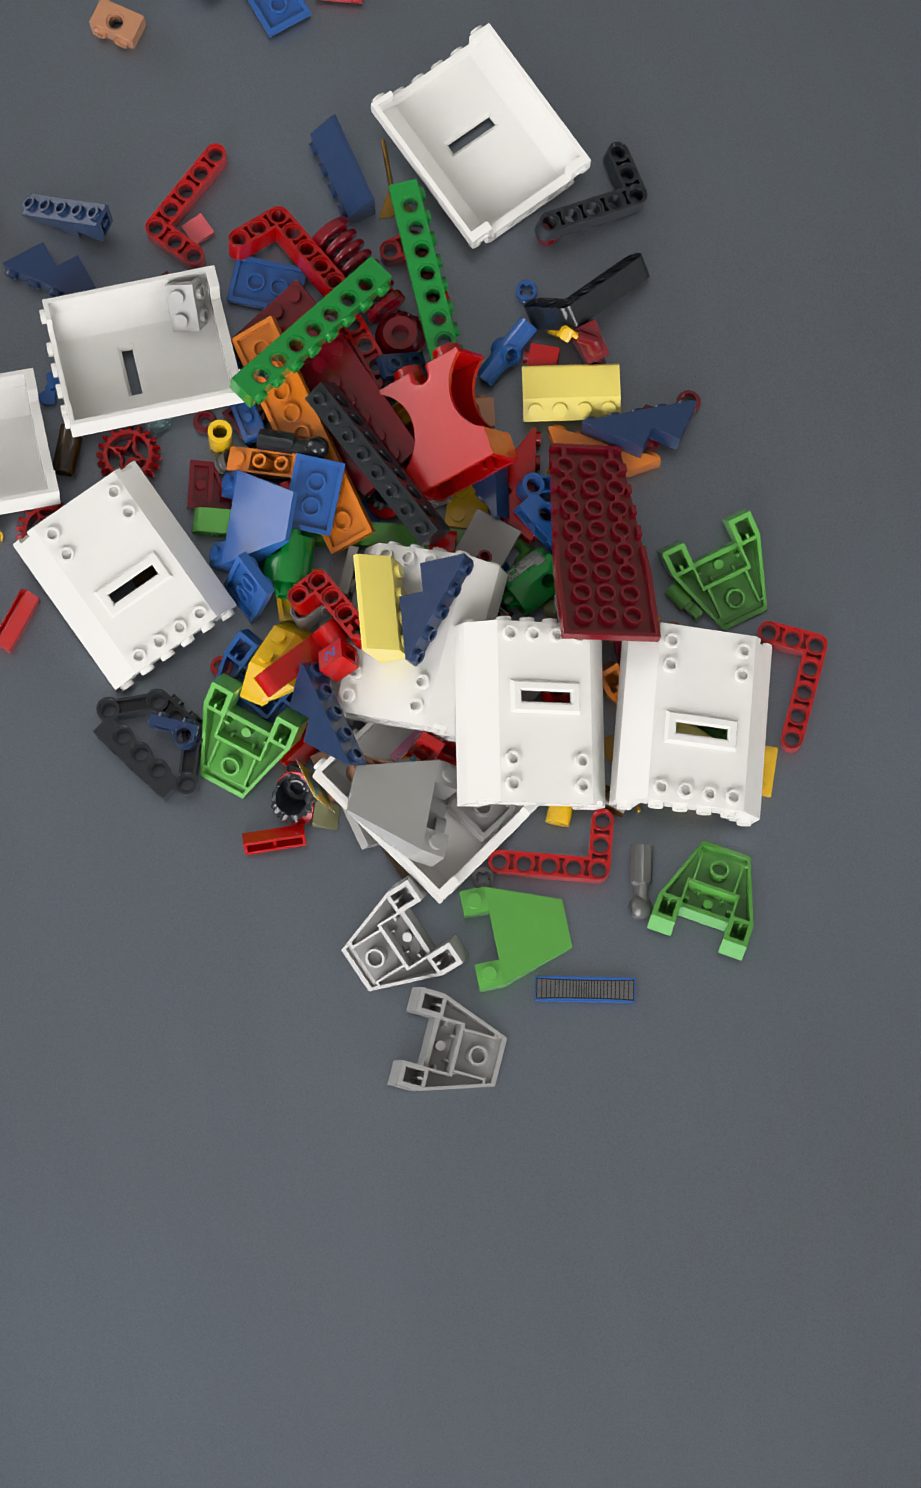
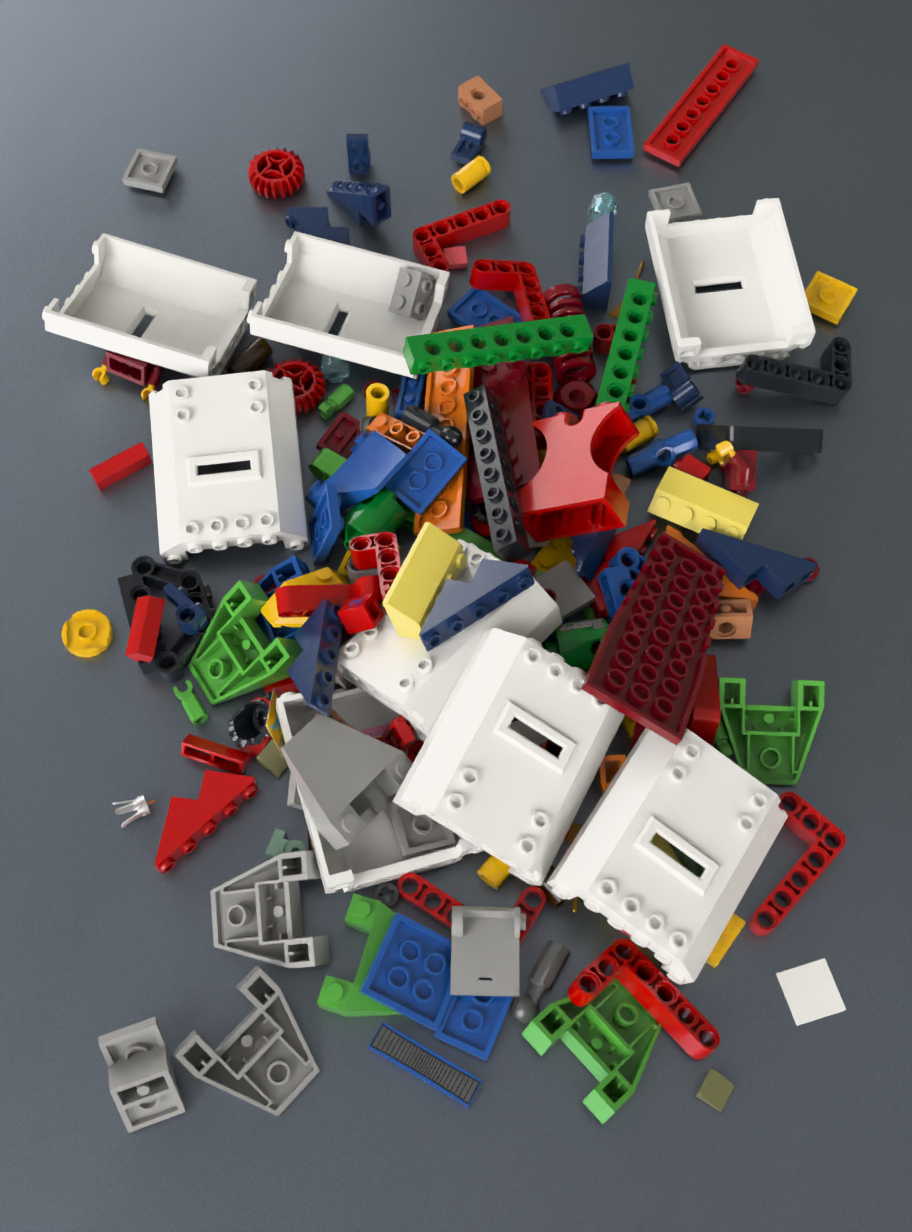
camera: 25 degrees right, 15 degrees down
(35, 161) = (358, 153): none -> dark blue plate
(92, 792) = (87, 633): none -> yellow tile
(137, 86) = (470, 142): none -> dark blue plate
(152, 764) = (145, 628): none -> red piece
(159, 123) = (471, 174): none -> yellow piece
(176, 450) = (336, 401): none -> bright green bar
(226, 806) = (192, 704): none -> bright green bar
(236, 918) = (138, 804): none -> flat silver piece
(290, 901) = (193, 819): none -> red slope
(314, 99) = (601, 205): none -> clear light blue head
(376, 1111) = (141, 1074): none -> light grey bracket
(378, 887) = (280, 844): none -> sand green leg
(380, 53) = (679, 200): none -> light grey tile
(468, 301) = (649, 402): none -> blue piece
(476, 336) = (647, 430): none -> yellow piece
(491, 270) = (681, 386): none -> dark blue plate
(541, 924) = (411, 972): none -> blue plate
(580, 94) = (829, 297): none -> yellow plate
(585, 877) = (485, 947): none -> light grey door
(602, 926) = (473, 1022): none -> blue plate
(647, 488) = (733, 620): none -> nougat brick
(665, 588) = (706, 709): none -> red beam
(728, 847) = (646, 993): none -> red beam
(813, 890) = (715, 1090): none -> olive slope
(852, 776) = (810, 991): none -> white sticker

